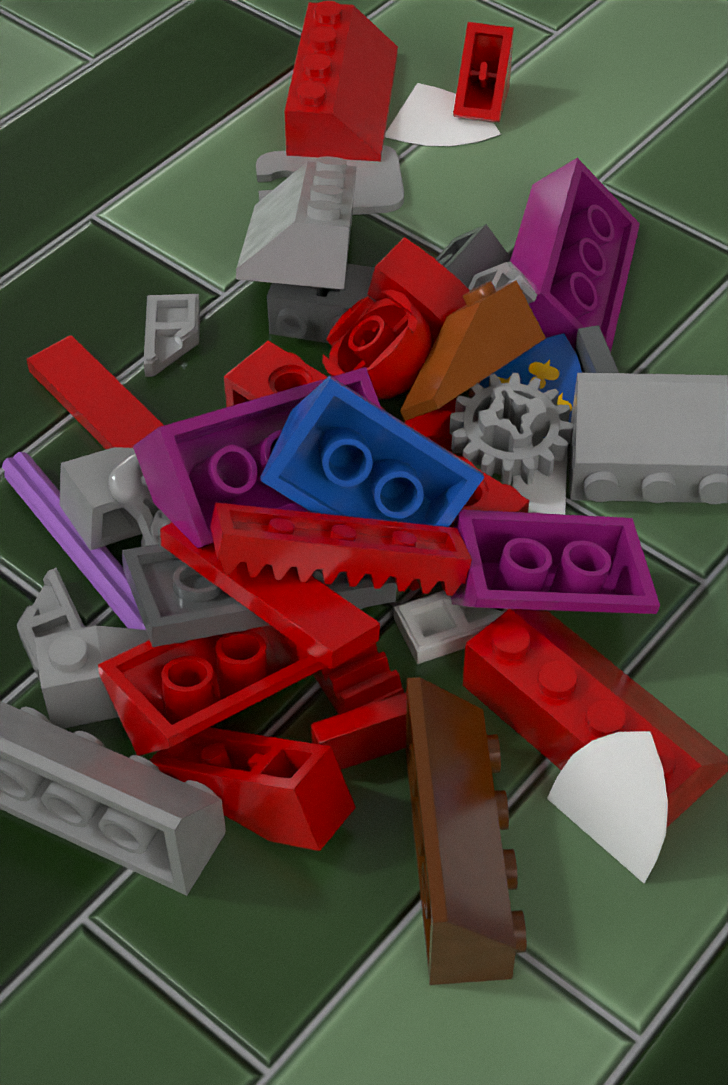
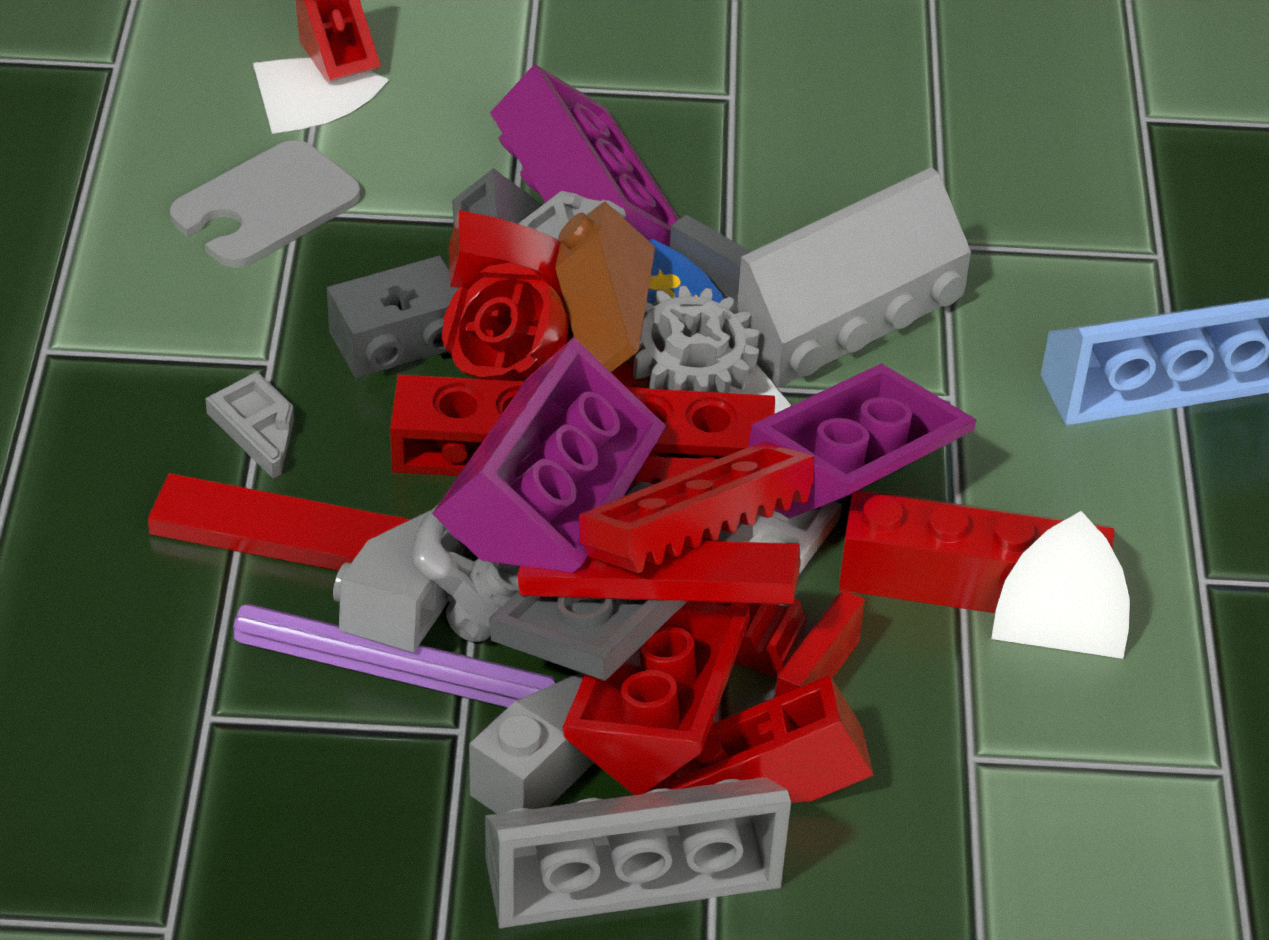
camera: 40 degrees left, 5 degrees down
(49, 614) = (431, 743): light grey tile -> none
(302, 228) = (334, 247): light grey slope -> none
(340, 85) = (187, 100): red slope -> none
(364, 463) = (654, 416): blue slope -> none
(458, 839) = (968, 702): reddish brown slope -> none

